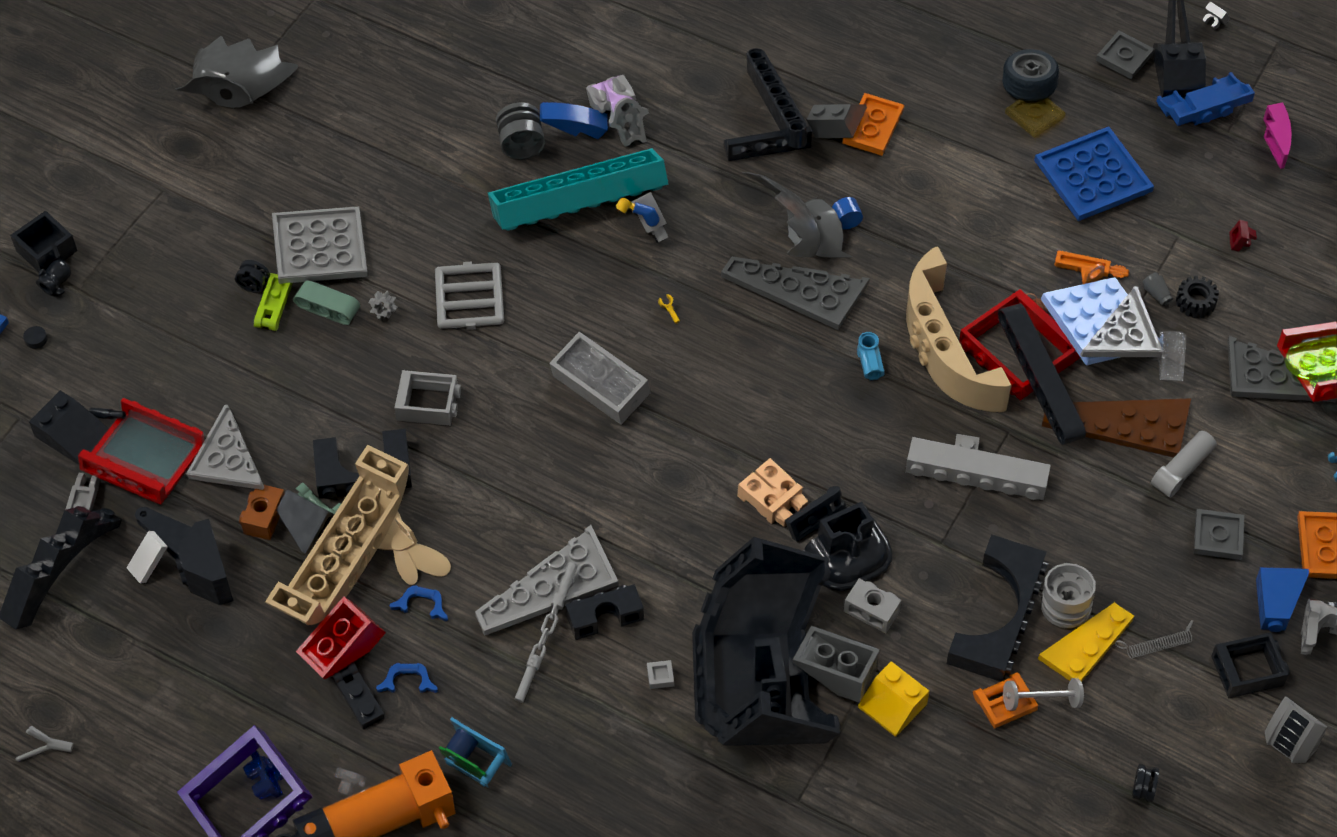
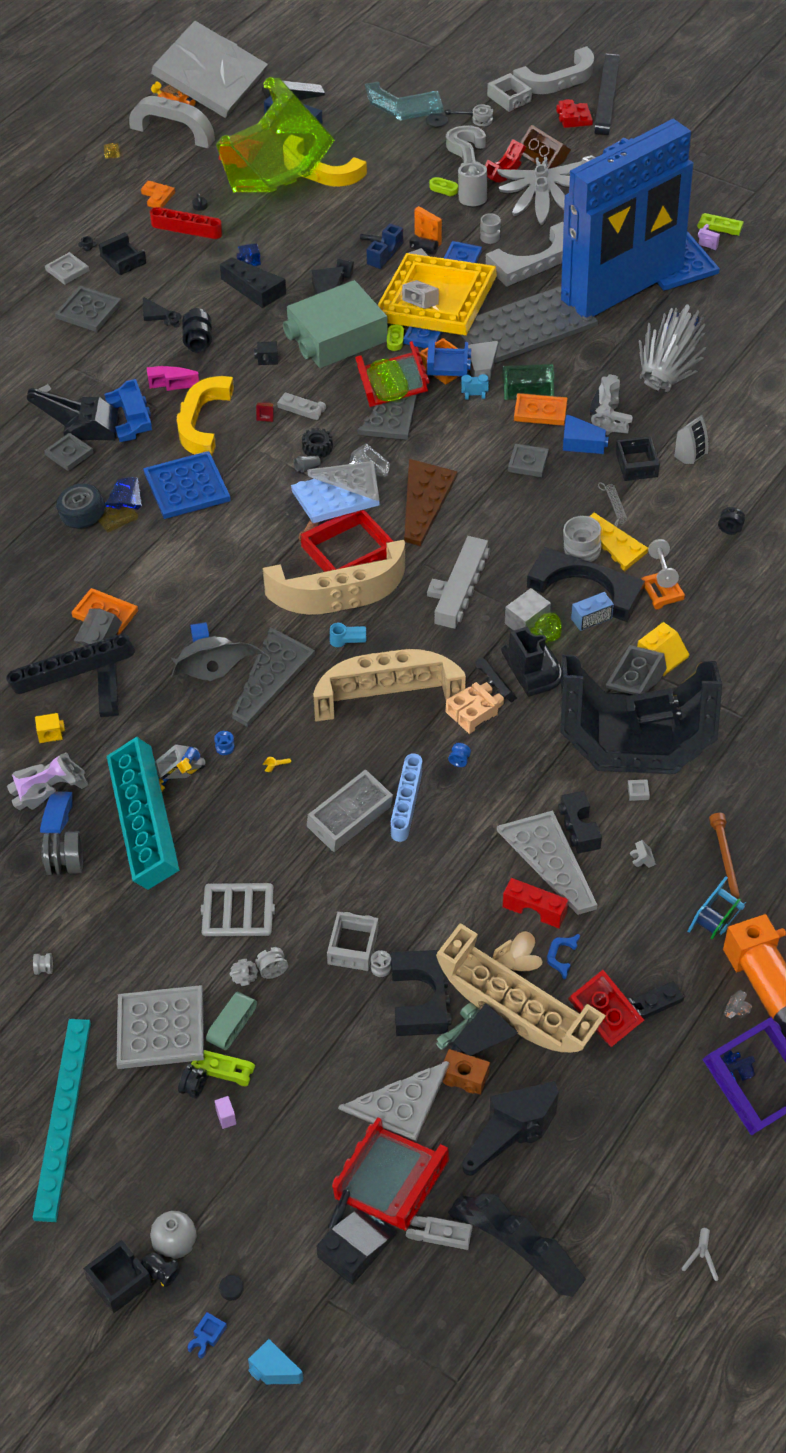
camera: 85 degrees left, 5 degrees down
(91, 284) = (173, 1234): none -> light grey cylinder
(147, 557) = (513, 1164): white tile -> none
(219, 308) = (225, 1112): none -> lavender piece
(221, 184) = (62, 1121): none -> teal plate
(391, 140) = (43, 963): none -> light grey wheel
(394, 327) = (271, 963): none -> light grey wheel
(398, 668) = (627, 963): blue helmet -> none
(402, 421) = (382, 958): none -> light grey wheel
(476, 578) = (548, 905): none -> red arch
(534, 660) = (574, 849): light grey piece -> none
(561, 681) = (644, 853): none -> light grey tile
(616, 764) = (718, 822): none -> dark orange piece
(638, 439) = (406, 797): none -> light blue beam
(692, 256) = (224, 742): none -> blue wheel
(695, 99) = (49, 727): none -> yellow brick
(695, 482) = (459, 755): none -> blue wheel
(802, 387) = (385, 674): none -> tan slope
(877, 616) = (584, 648): light grey brick -> none
(903, 562) = (548, 625): none -> clear neon green hair
(930, 541) = (526, 610): none -> flat silver piece
(946, 613) = (592, 611): none -> medium blue brick
(1041, 374) = (387, 527): black beam -> none
(1058, 113) = (125, 493): none -> clear blue slope
(1090, 267) = (281, 495): orange piece -> none
(1170, 477) = (478, 477): light grey piece -> none
(1221, 161) = (200, 393): none -> yellow arch
(1266, 275) = (301, 406): none -> light grey plate

